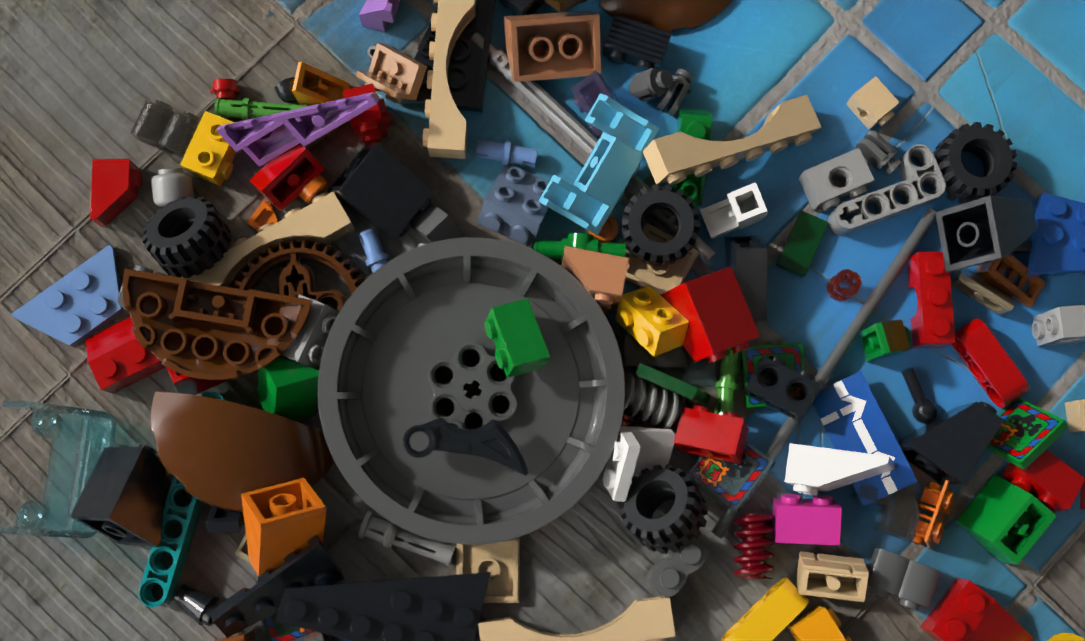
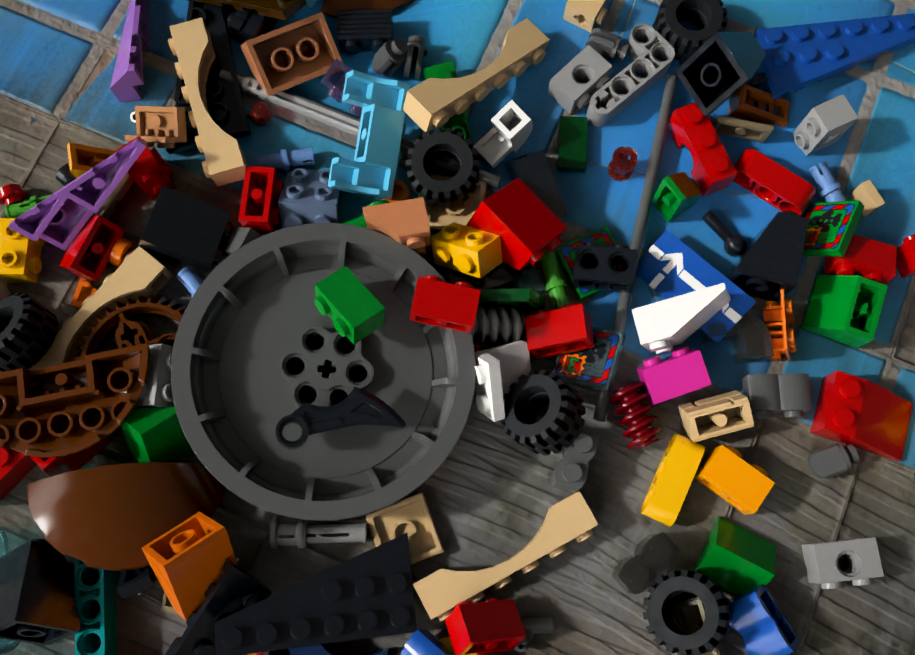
camera: 15 degrees left, 5 degrees down
(467, 188) = (260, 199): none -> red brick
(498, 95) = (259, 114): none -> clear red hinge
(609, 372) = (445, 304): none -> red brick
(1045, 387) = (829, 188): none -> medium blue pin

